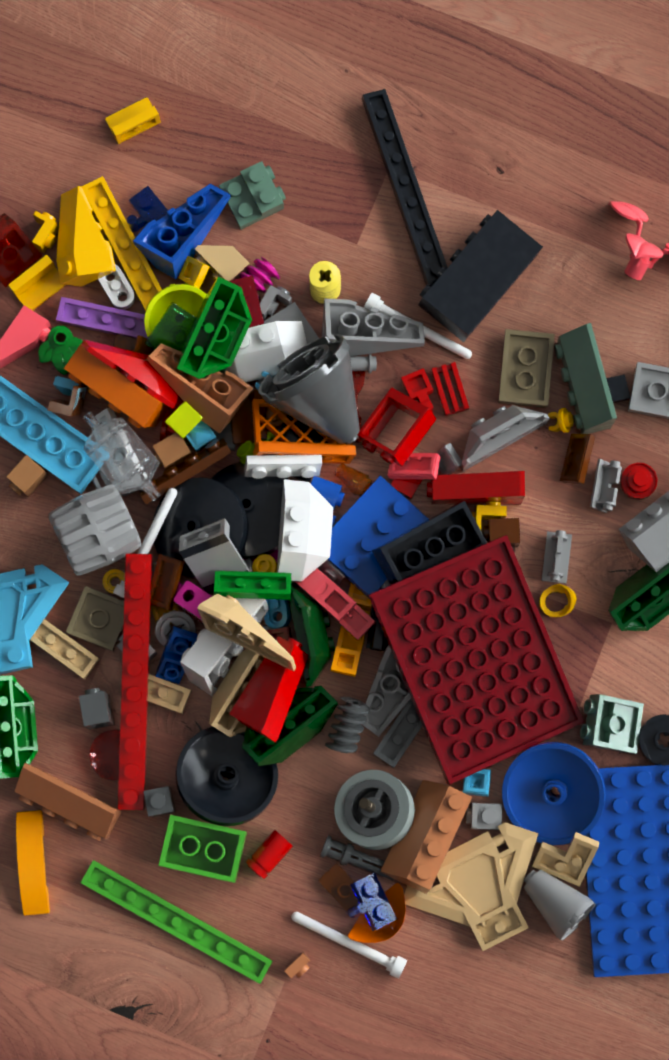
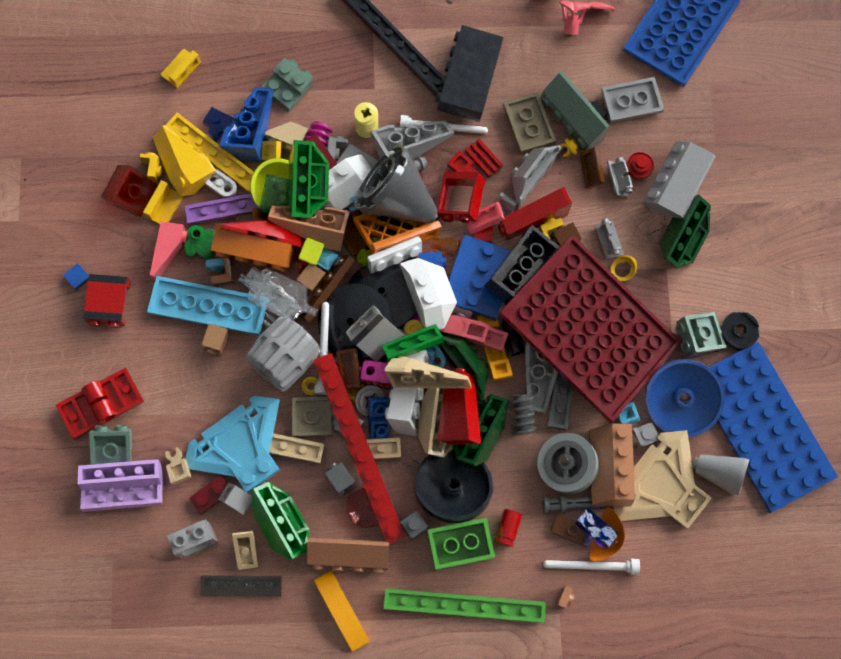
camera: 30 degrees left, 5 degrees down
(568, 864) = (718, 442): tan plate -> none

